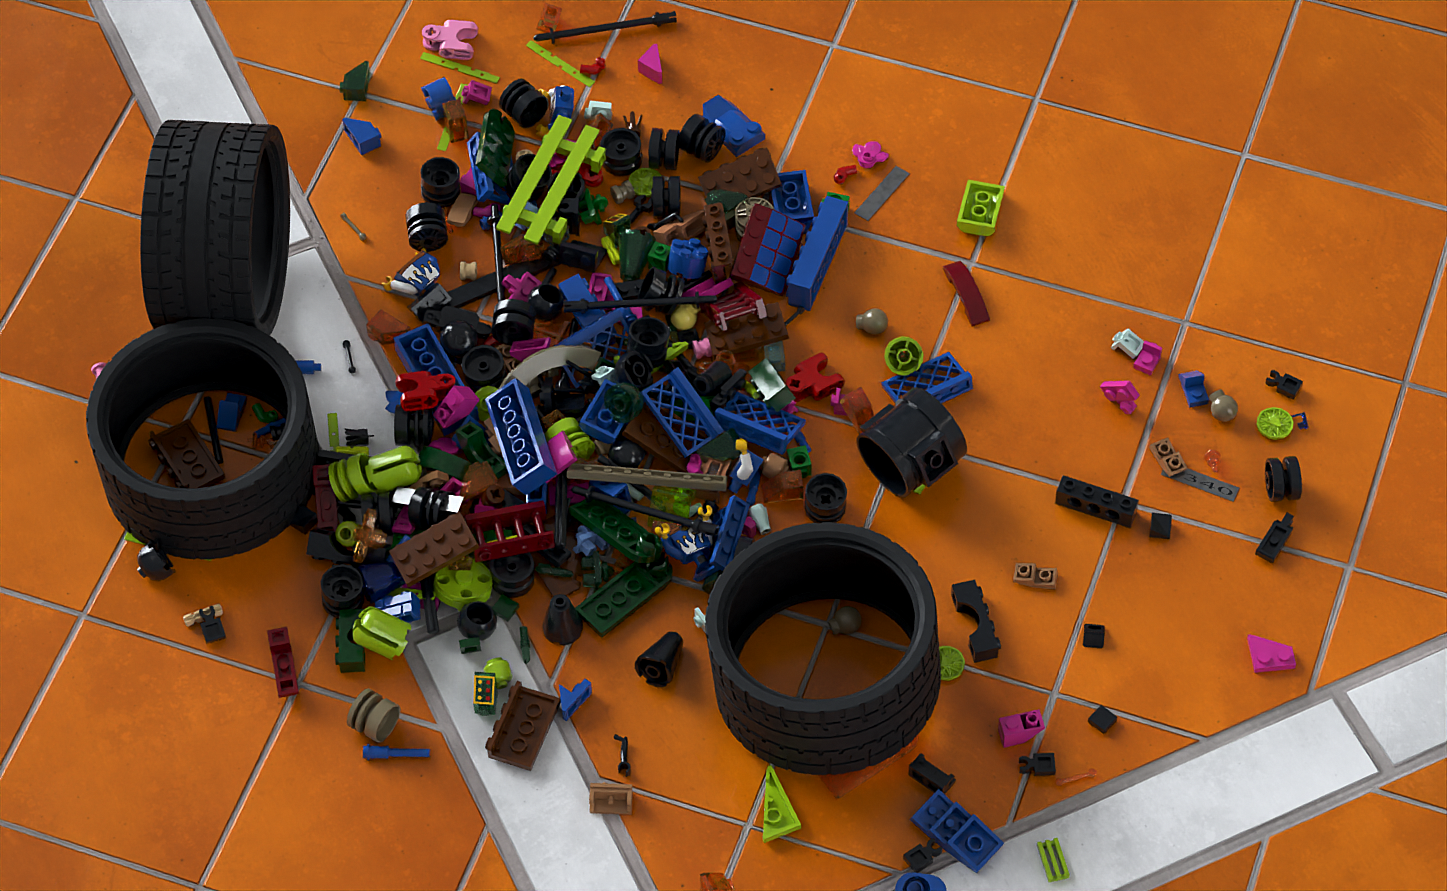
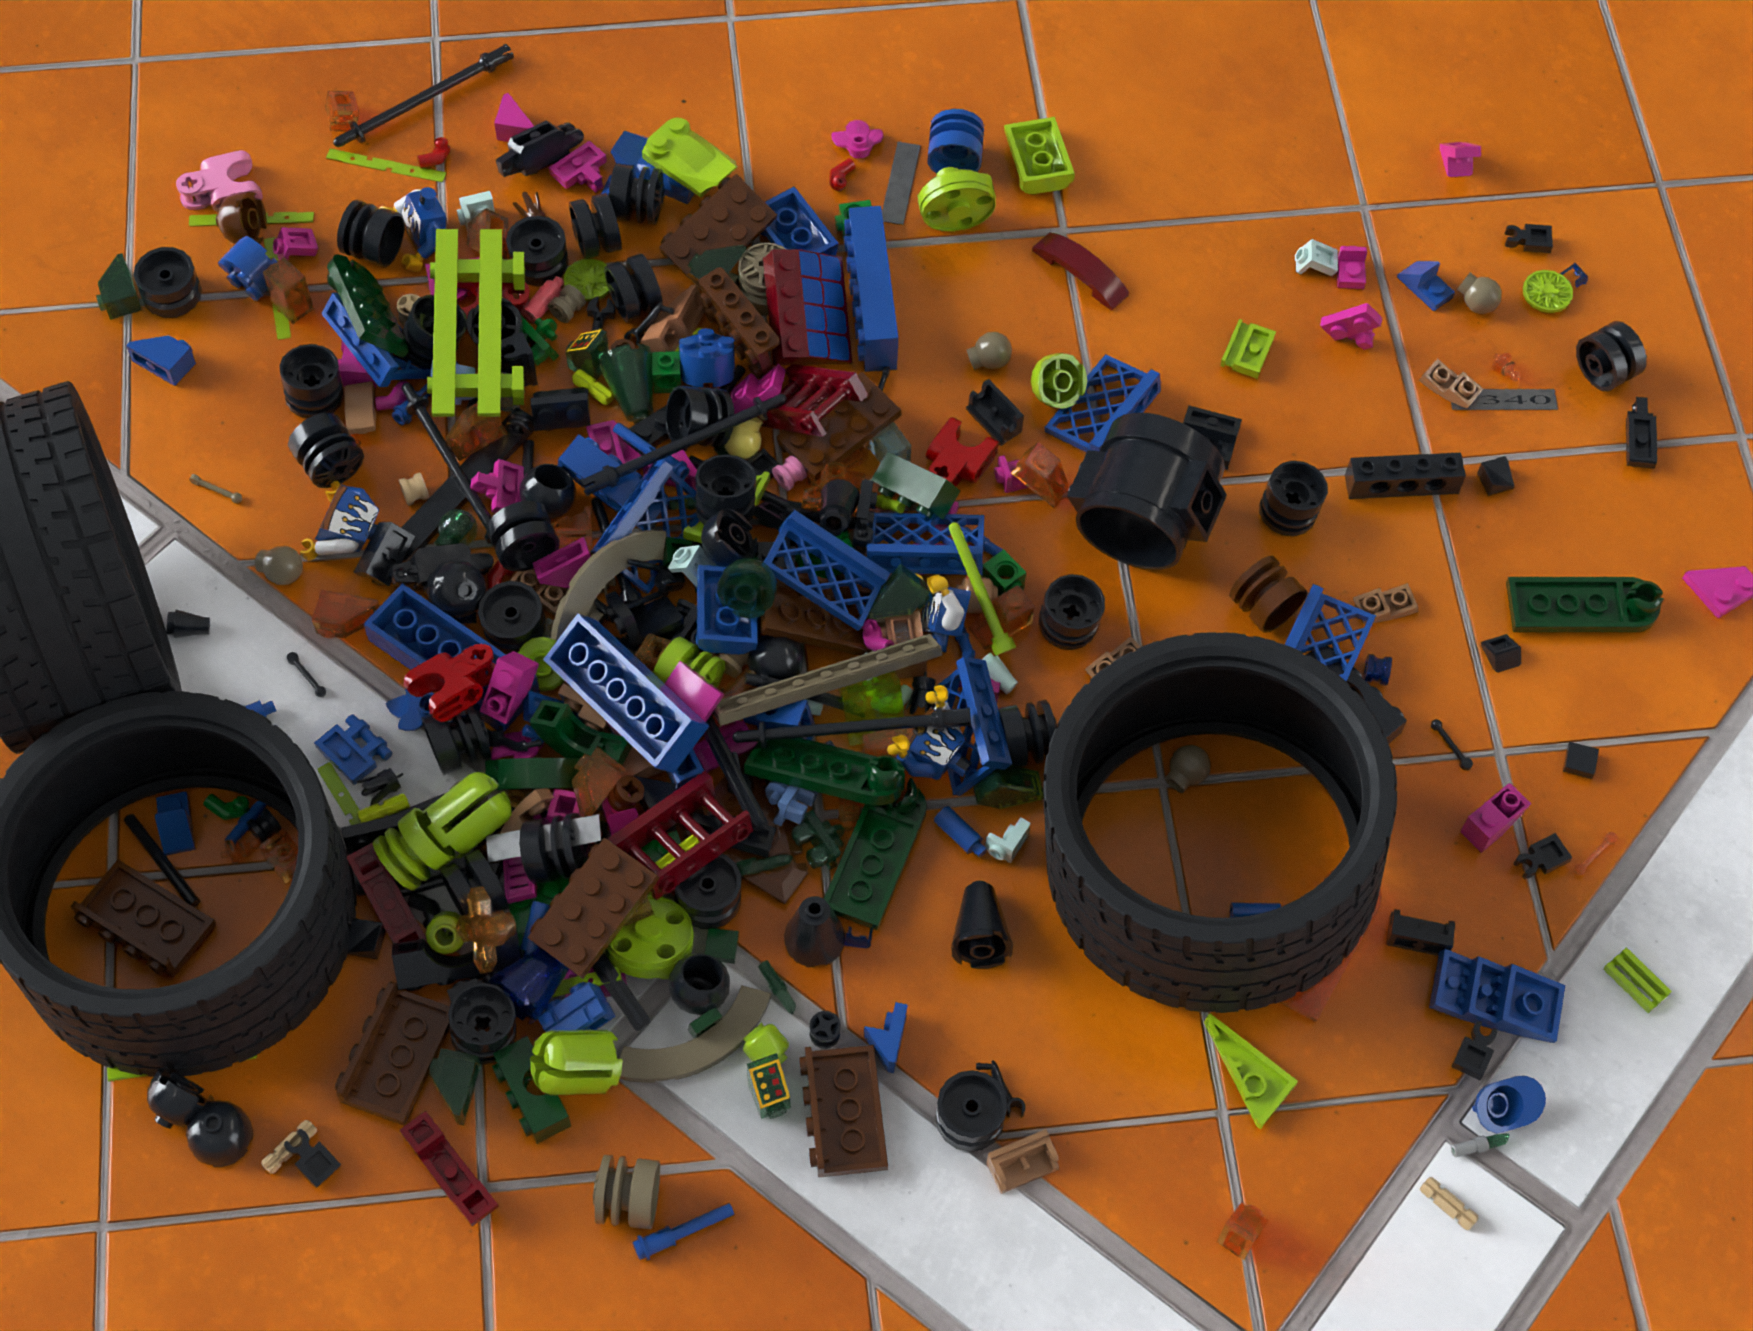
camera: 30 degrees left, 5 degrees up
(168, 591) = (219, 1134): none -> black cylinder
(284, 588) = (394, 1054): none -> reddish brown bracket
(295, 300) = (186, 624): none -> black cone
(312, 618) = (455, 1080): none -> clear green slope
(346, 409) = (347, 755): none -> blue plate
(365, 285) = (280, 564): none -> dark tan piece
(387, 89) = (167, 282): none -> black wheel
(438, 436) = (497, 739): none -> black piece
(452, 65) = (241, 217): none -> reddish brown cylinder
(459, 661) = (702, 1051): none -> dark tan tile
(481, 303) = (456, 527): none -> clear green piece
(537, 673) = (827, 1023): none -> black wheel
(587, 639) = (861, 942): none -> clear blue piece
(595, 757) = (987, 1106): none -> black wheel
(604, 186) = (539, 302): none -> coral cylinder
(658, 86) = (538, 148): none -> black hinge
(679, 108) = (580, 167): none -> dark pink hinge
(683, 601) = (960, 831): none -> blue cylinder
(746, 125) = (687, 157): none -> lime slope
(772, 499) = (1001, 640): none -> lime piece
(853, 361) = (995, 413): none -> black hinge
(903, 216) = (957, 199): none -> lime piece
(927, 180) = (955, 140): none -> blue wheel
(957, 537) = (1268, 594): none -> reddish brown wheel
(960, 568) = (1306, 623): none -> blue fence
(985, 429) = (1216, 427): none -> black slope
(1002, 611) = (1377, 669): none -> clear blue wheel
(1010, 486) = (1293, 498): none -> black wheel
(1027, 691) = (1466, 763): none -> black hinge
(1045, 383) = (1248, 348): none -> lime plate
(1165, 626) = (1582, 604): none -> dark green plate
(1269, 313) = (1459, 158): none -> dark pink slope

